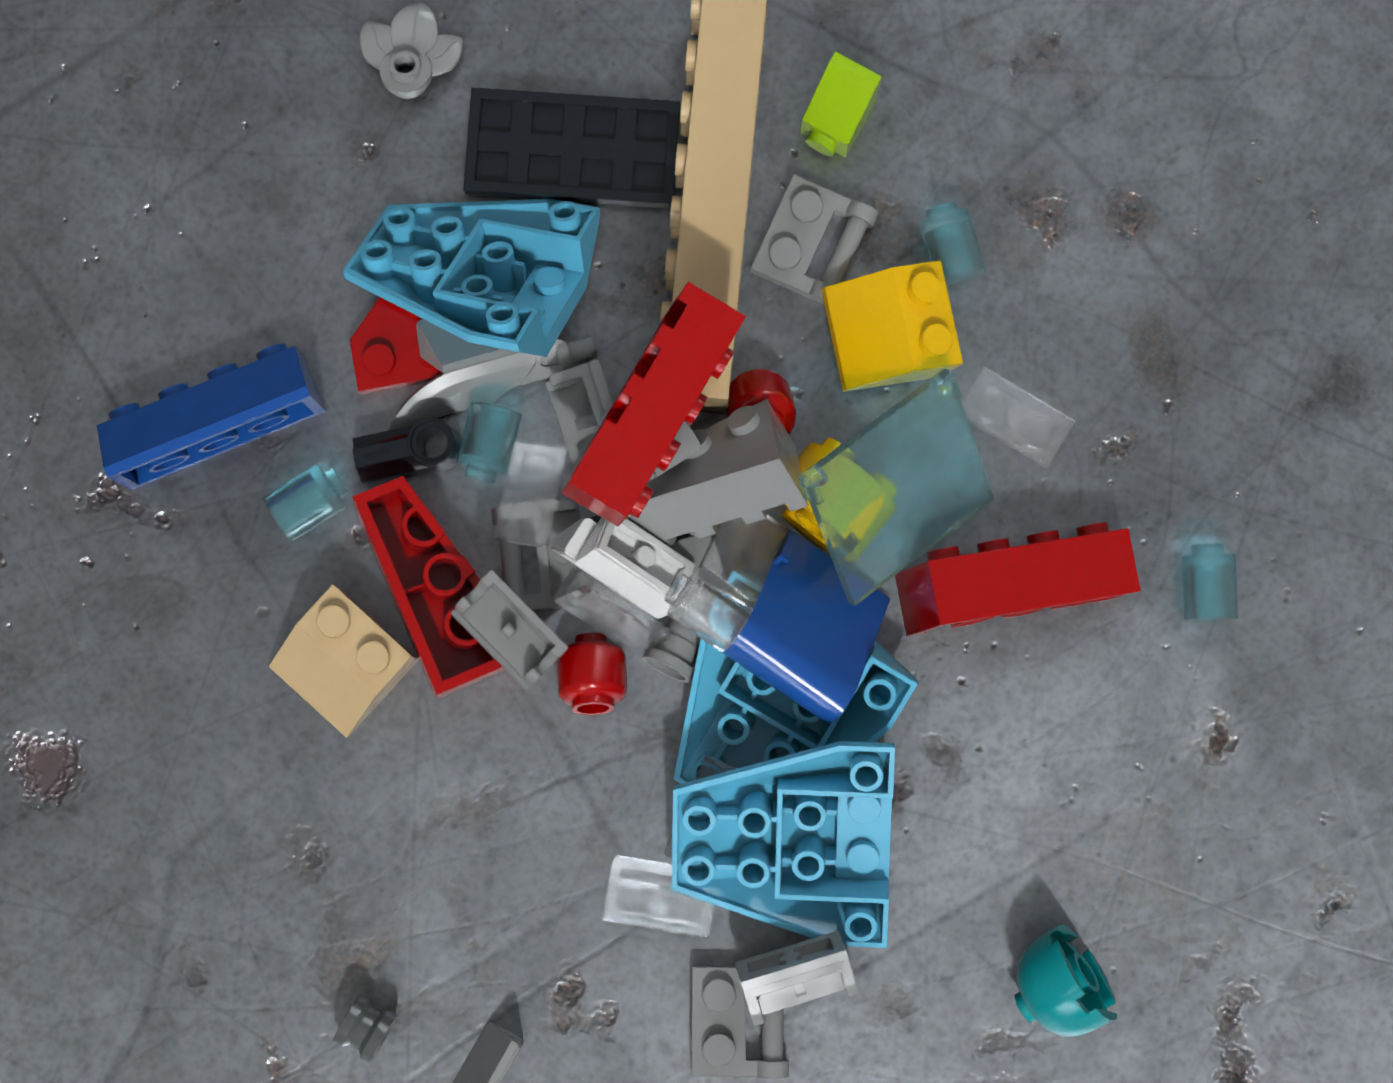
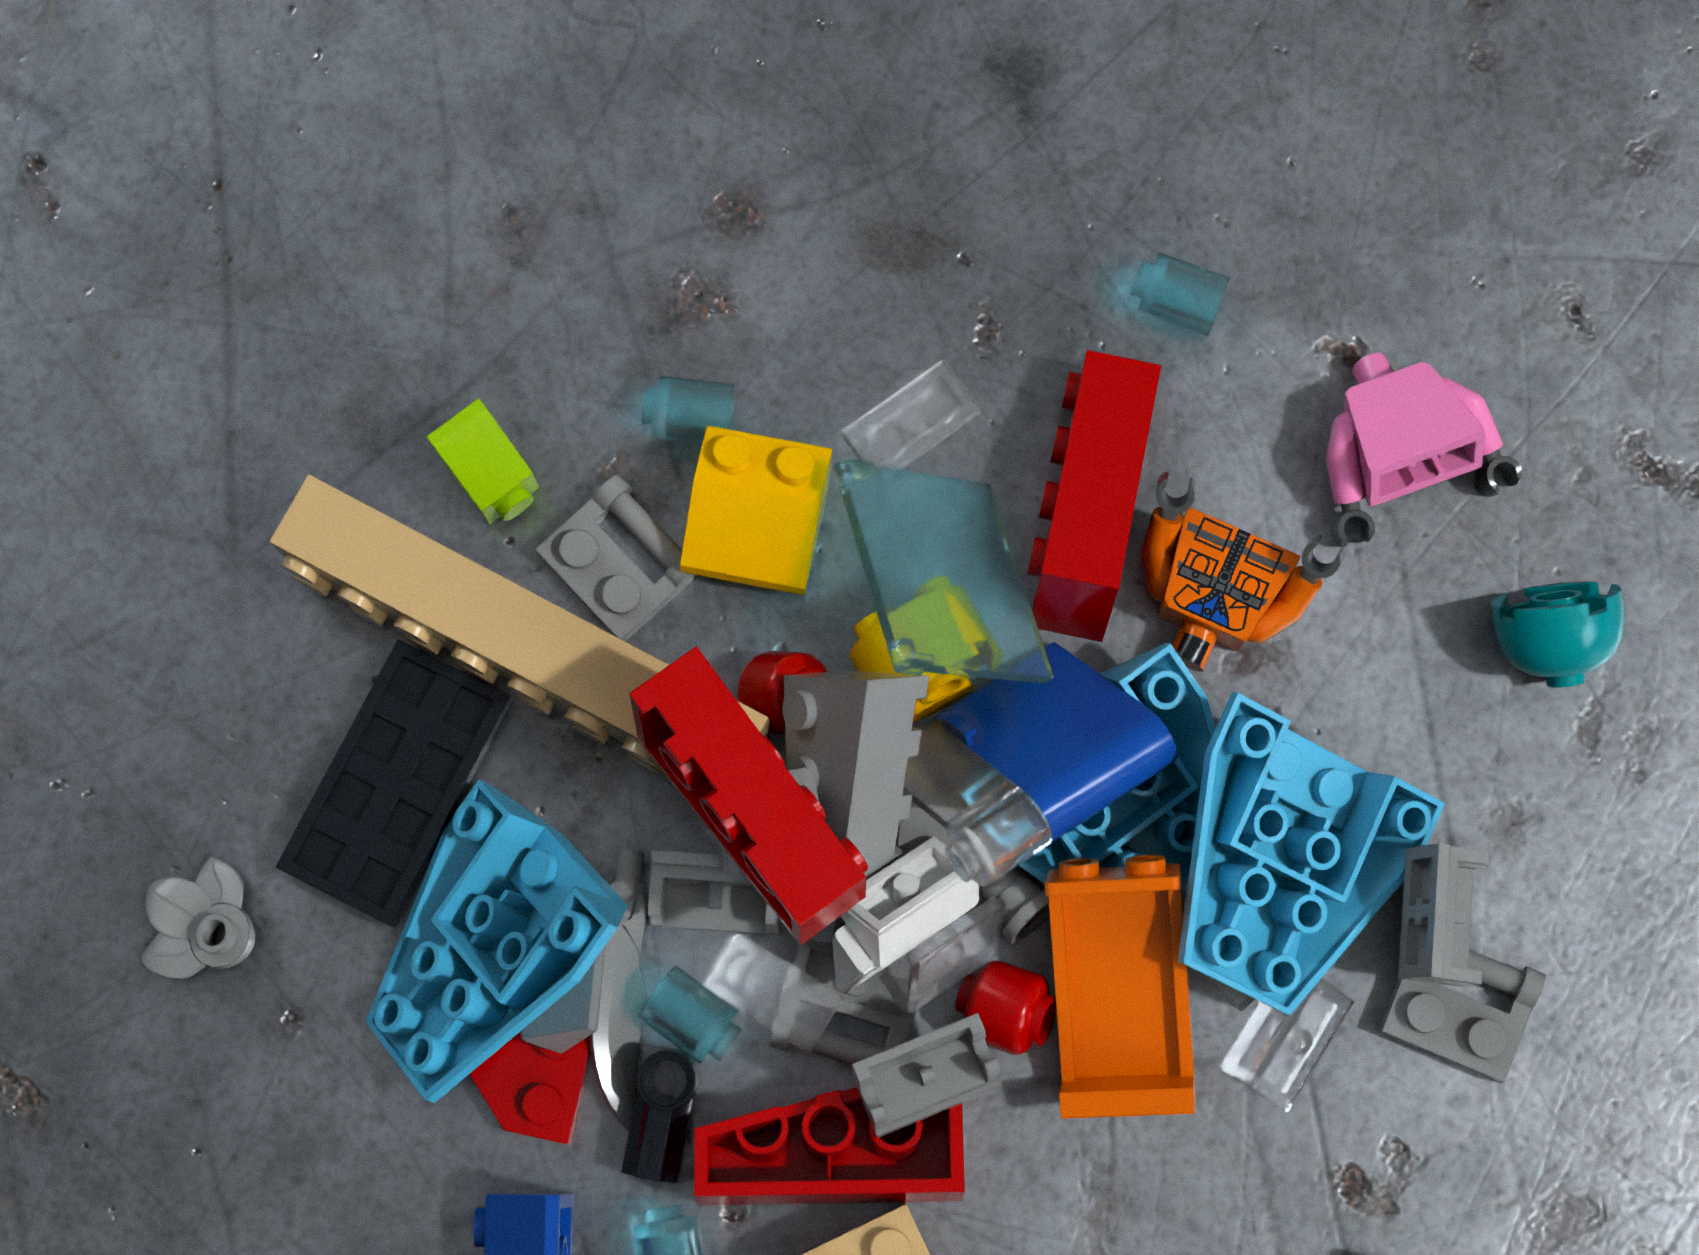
camera: 70 degrees left, 5 degrees down
(637, 753) = (1121, 988): none -> orange panel
(991, 707) = (1222, 579): none -> orange torso
(1168, 807) = (1408, 434): none -> bright pink torso

